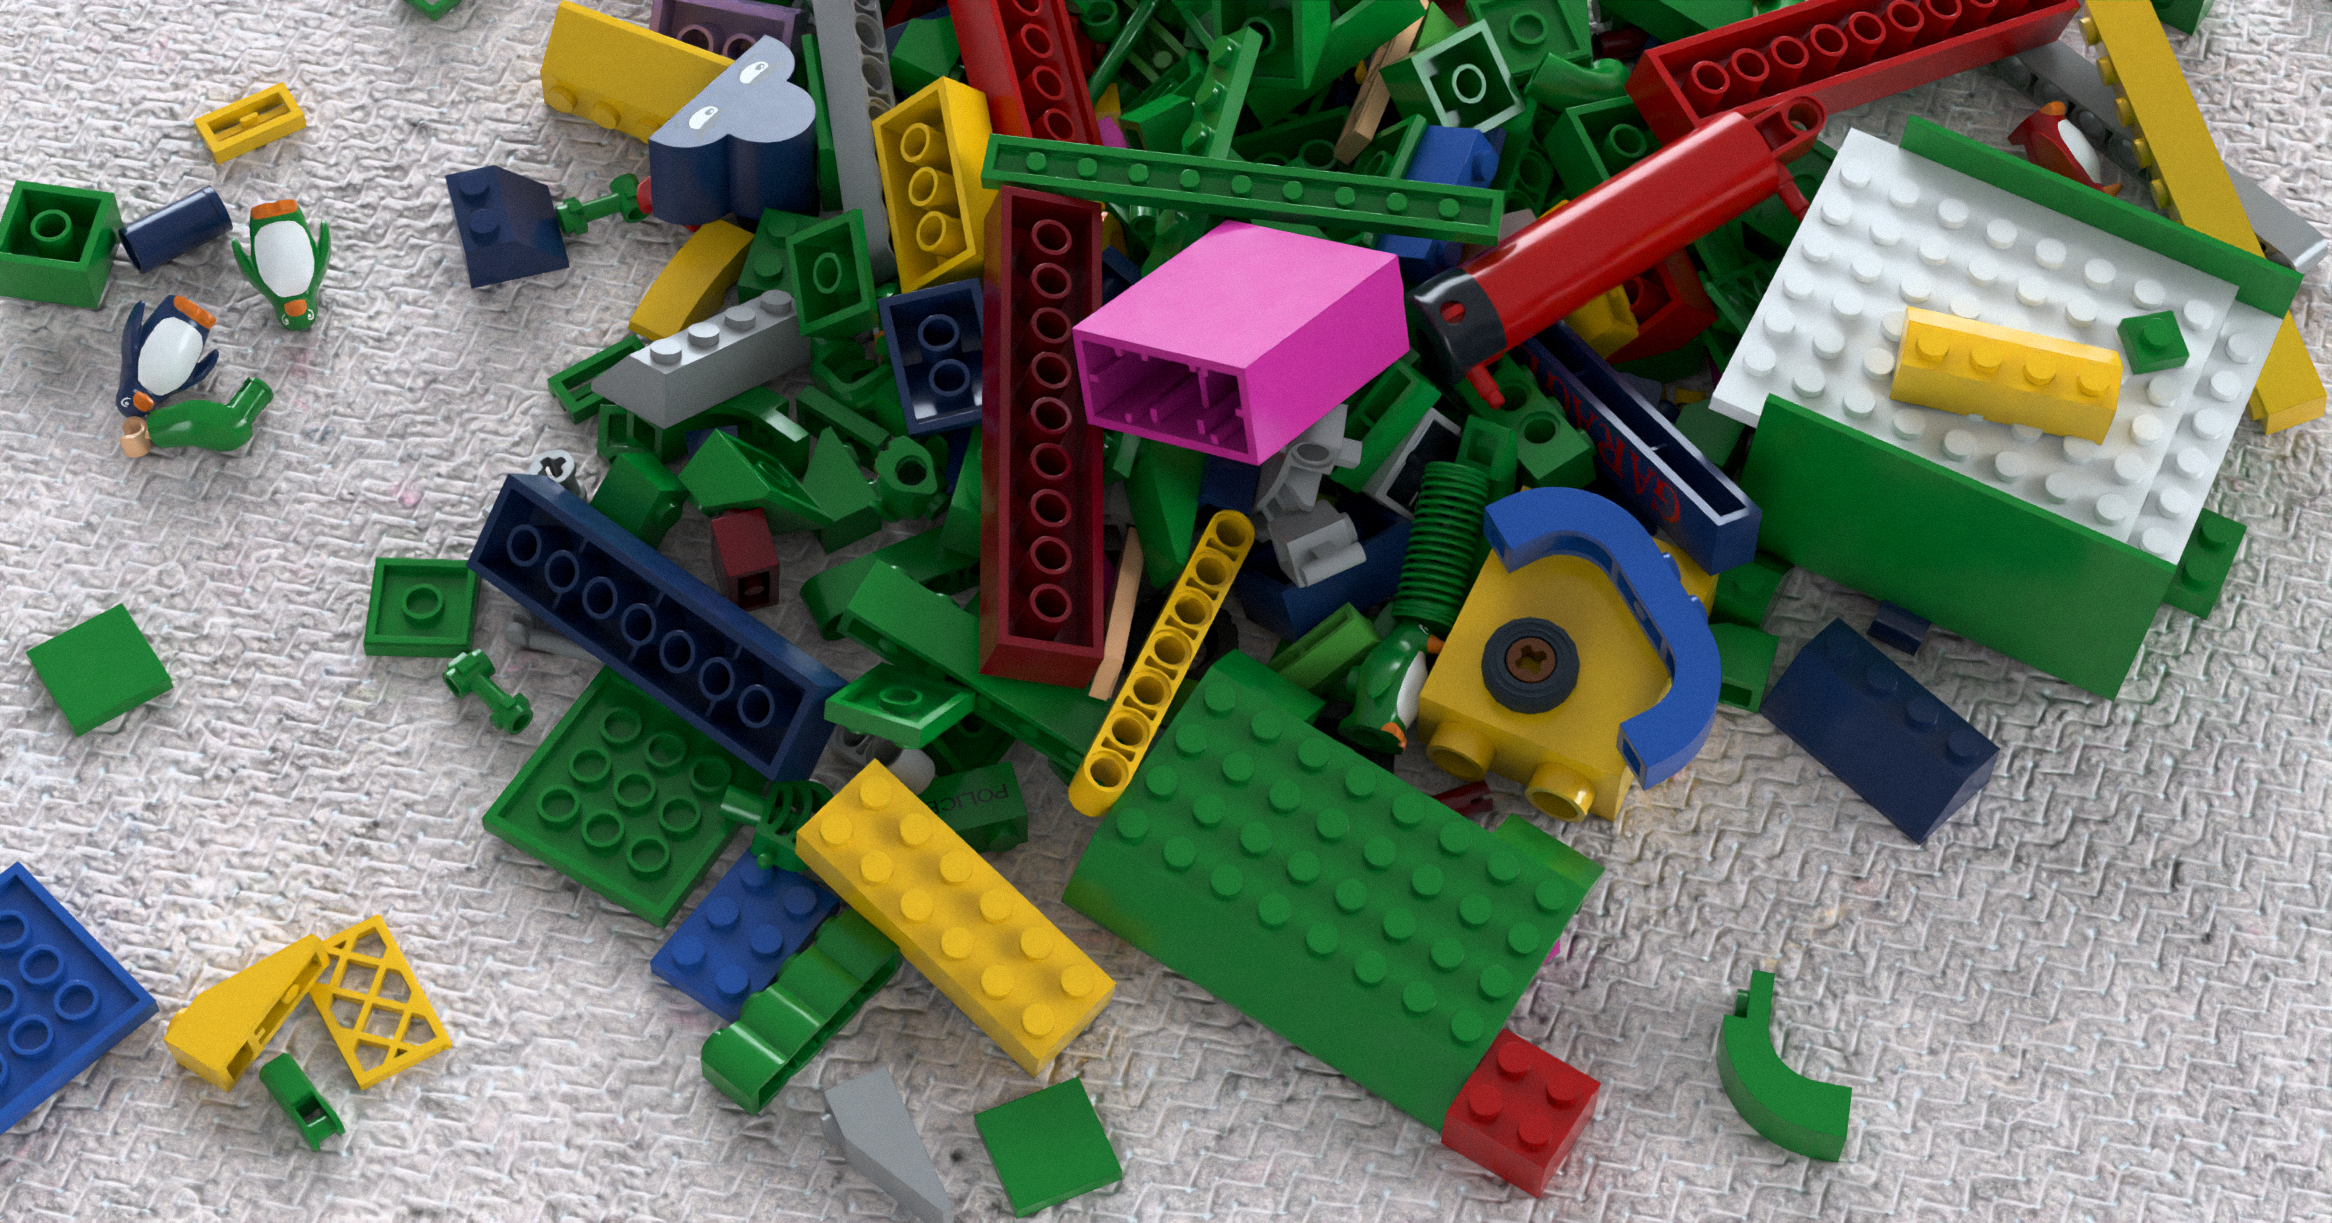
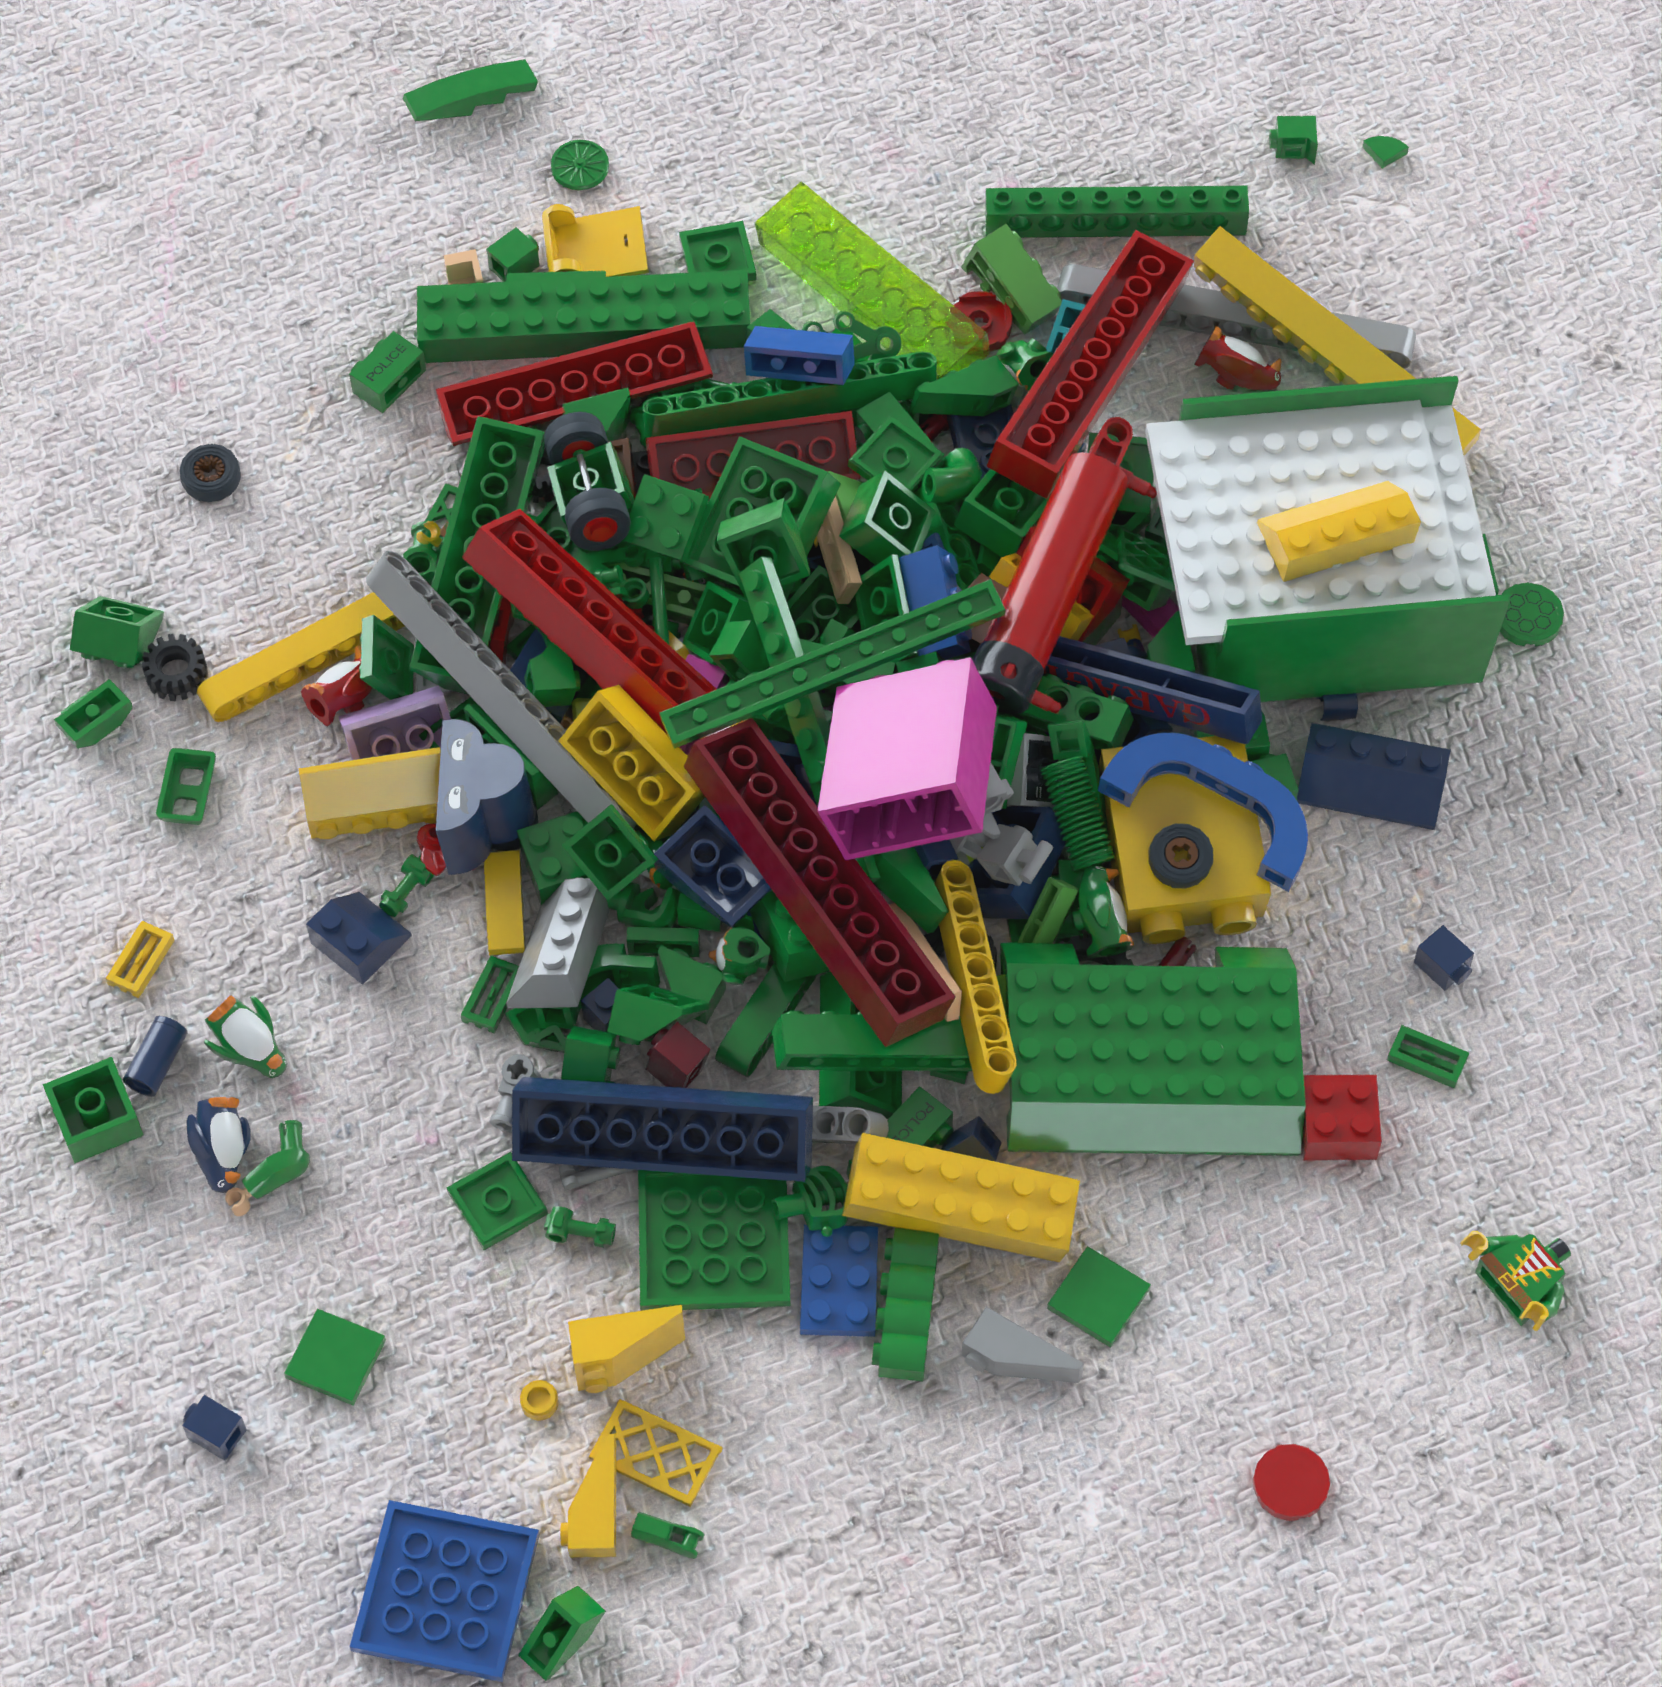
camera: 30 degrees left, 5 degrees up
(87, 1134) = (561, 1631): none -> green slope
(285, 858) = (539, 1400): none -> yellow tile
(415, 845) = (621, 1344): none -> yellow slope
(899, 705) = (850, 1093): green plate -> none
(1033, 869) = (974, 1140): none -> dark blue panel
(1724, 1149) = (1422, 1068): none -> green tile
(1768, 1095) = (1455, 1023): green arch -> none
(1809, 1001) = (1444, 958): none -> dark blue brick
(2153, 342) = (1402, 464): green plate -> none
(2239, 656) = (1532, 615): none -> green tile

